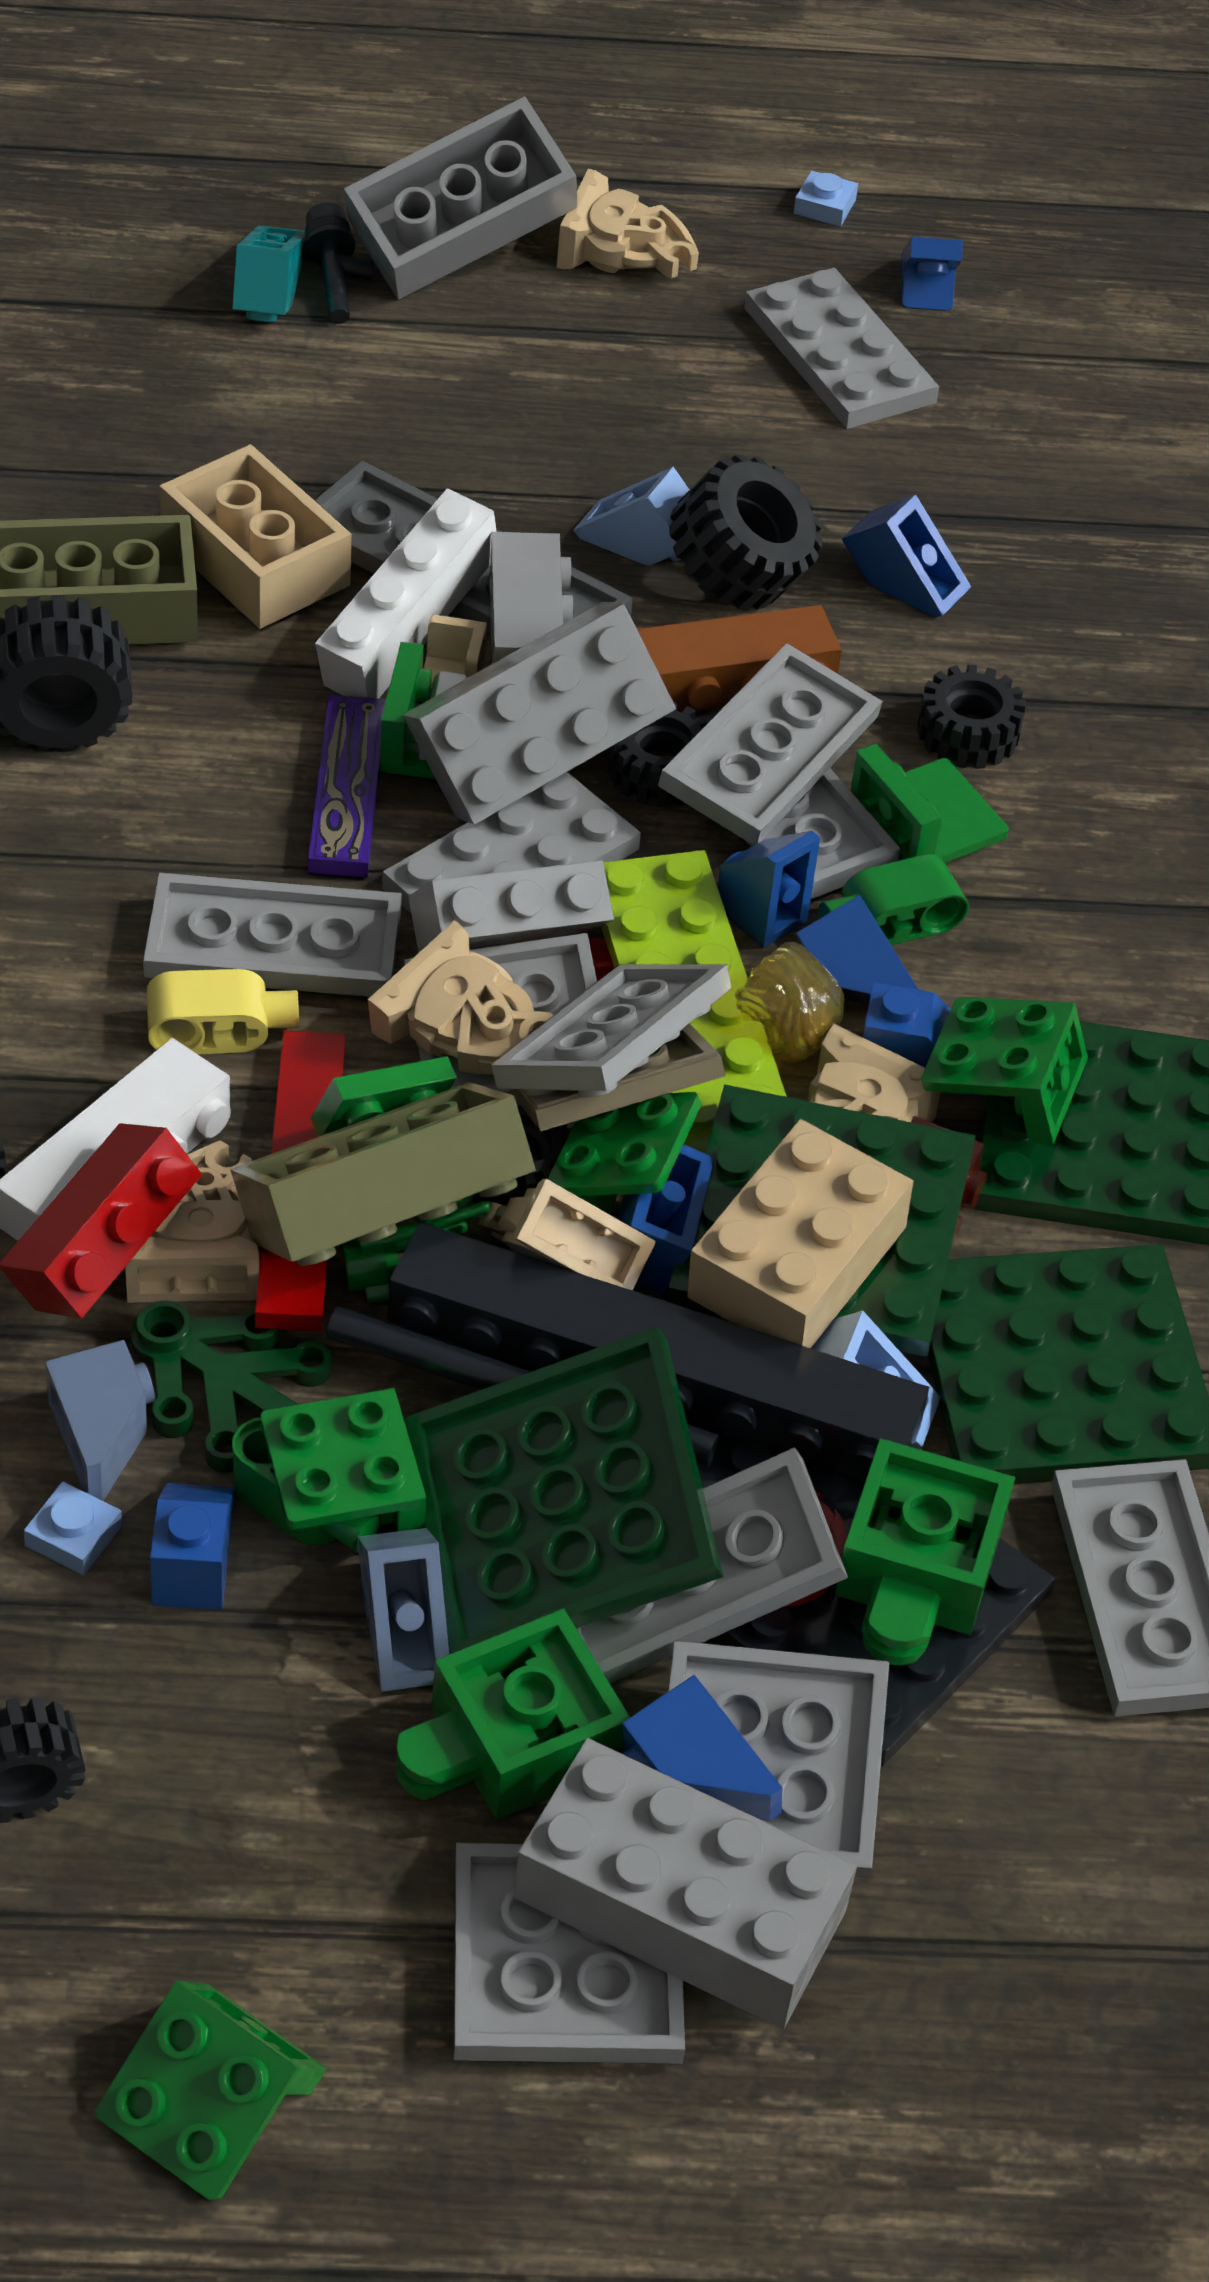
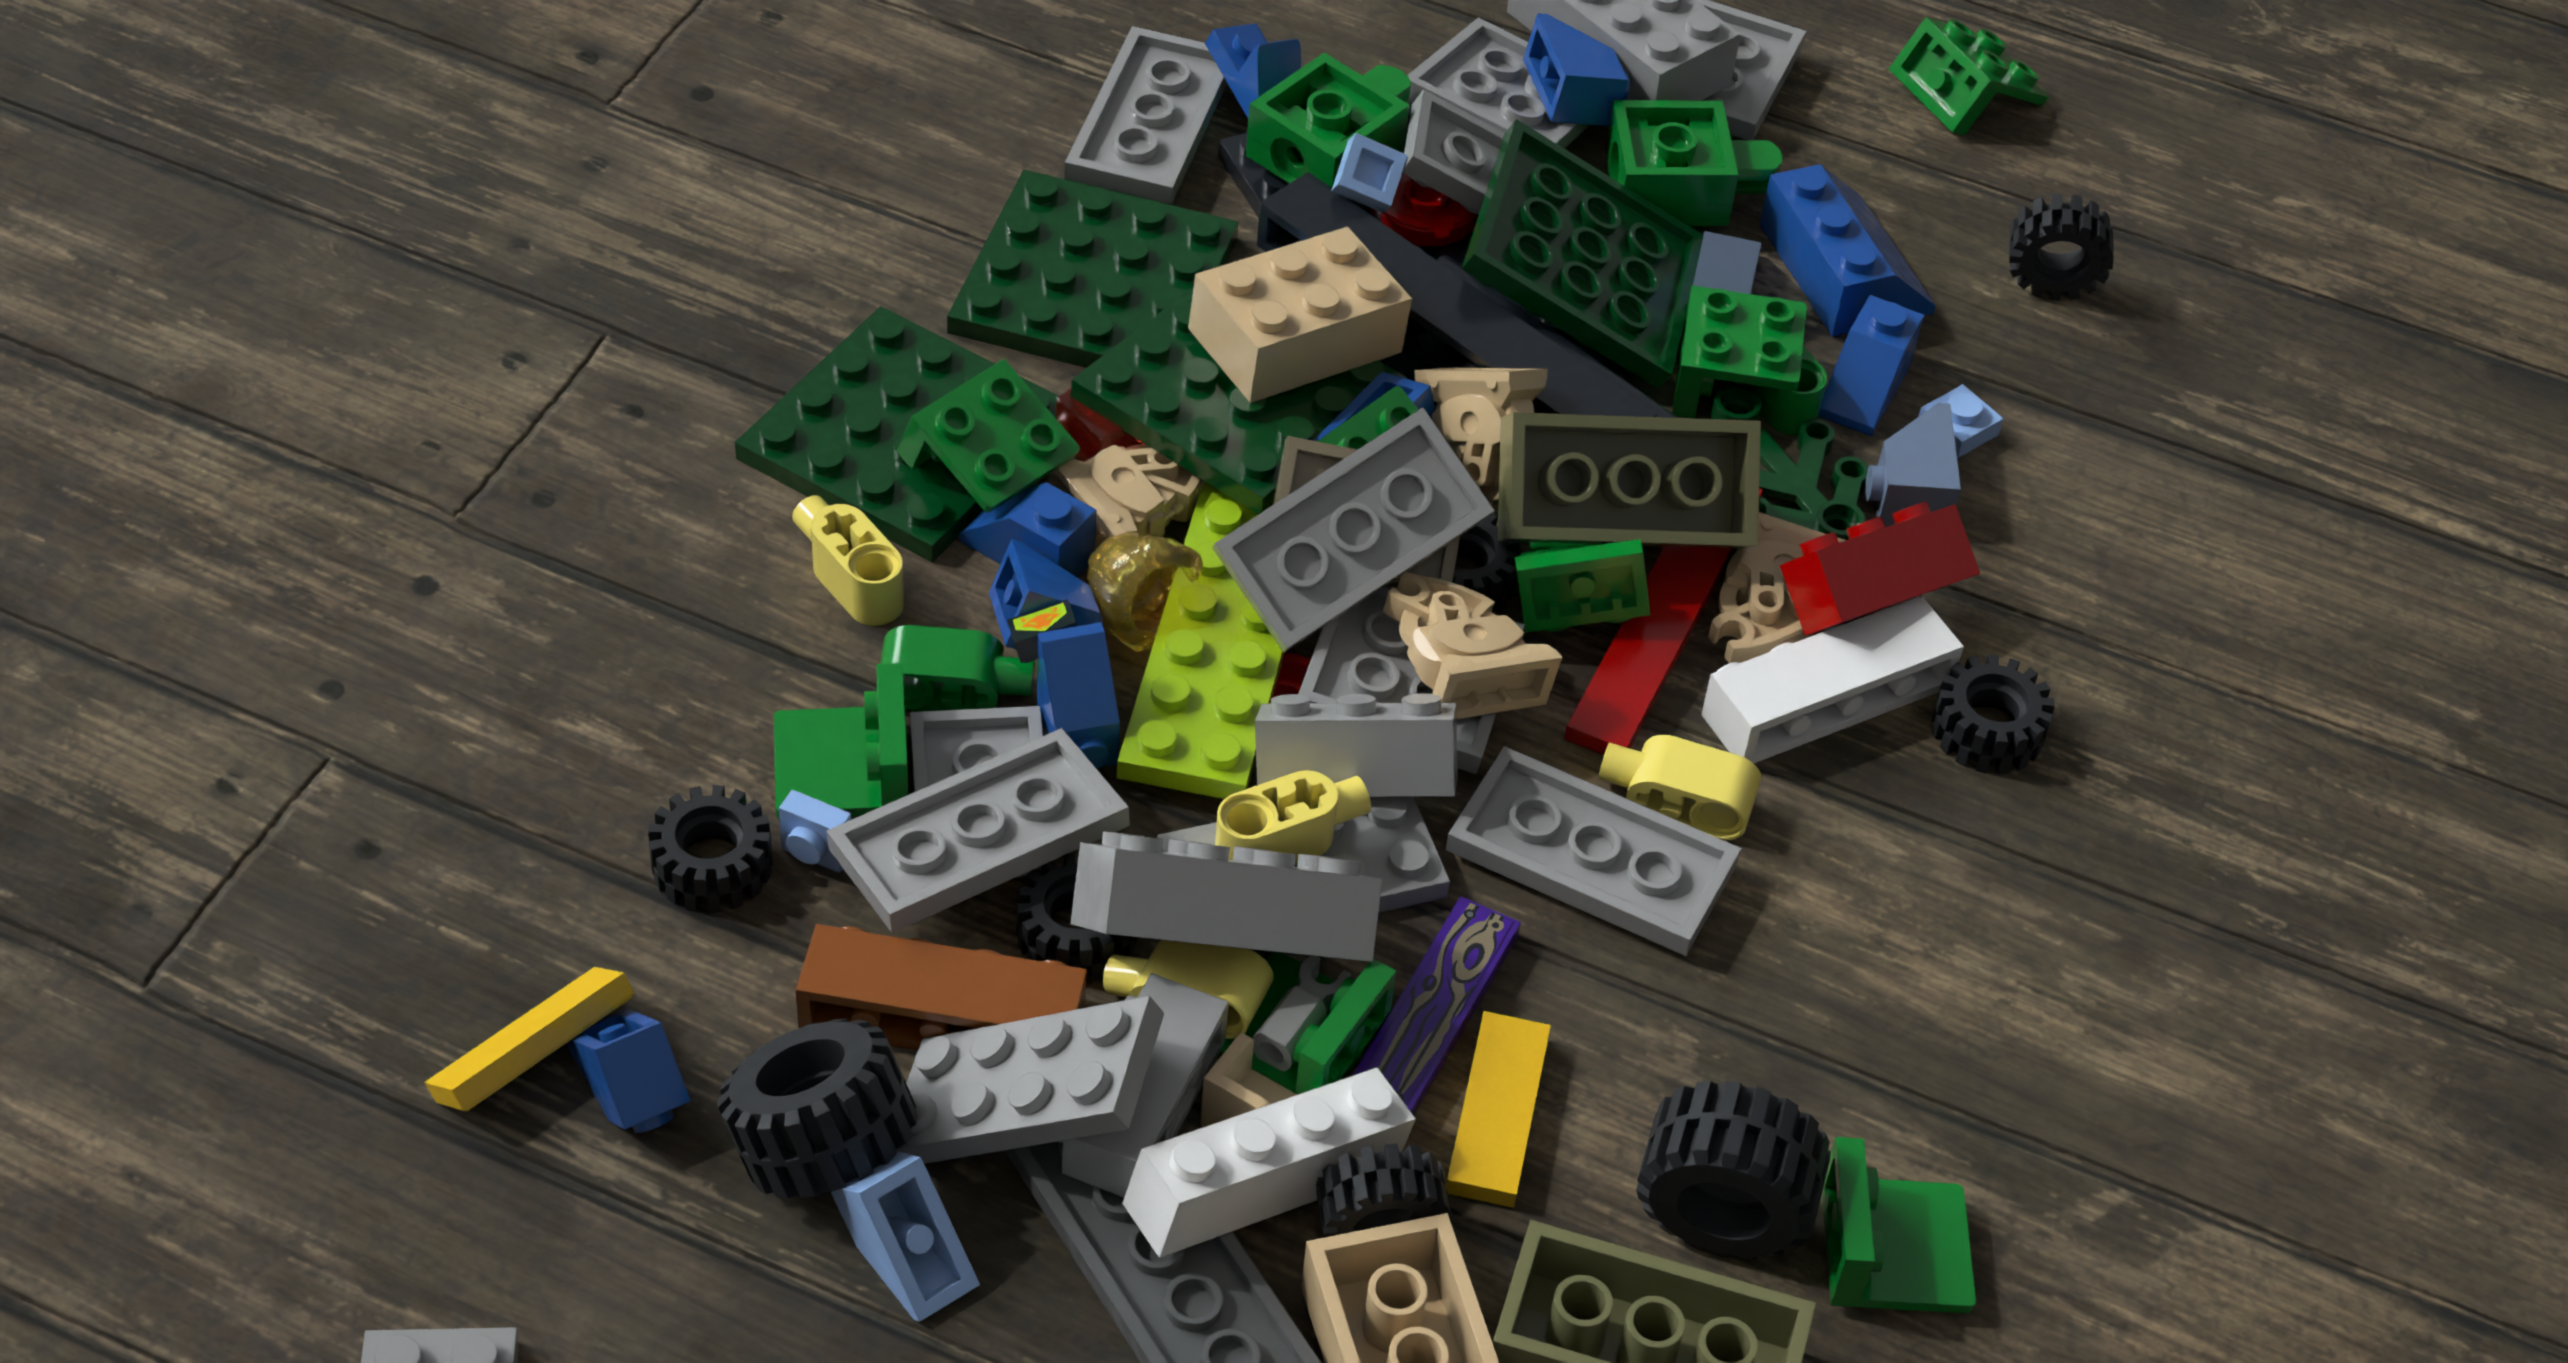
camera: 155 degrees left, 0 degrees up
(263, 735) = (1498, 1109): none -> yellow tile
(276, 1696) = (1836, 247): none -> blue slope
(297, 588) = (1381, 1189): none -> black tyre
(535, 820) = (1290, 813): none -> light yellow piece
(597, 565) = (1031, 1080): none -> light grey plate
(825, 881) = (1028, 625): none -> tile
(834, 1442) = (1369, 173): none -> light blue plate
(905, 739) = (805, 827): none -> light blue plate
(985, 559) = (530, 1038): none -> yellow tile
(1050, 964) = (853, 560): none -> light yellow piece
(1075, 1670) = (1251, 62): none -> blue slope

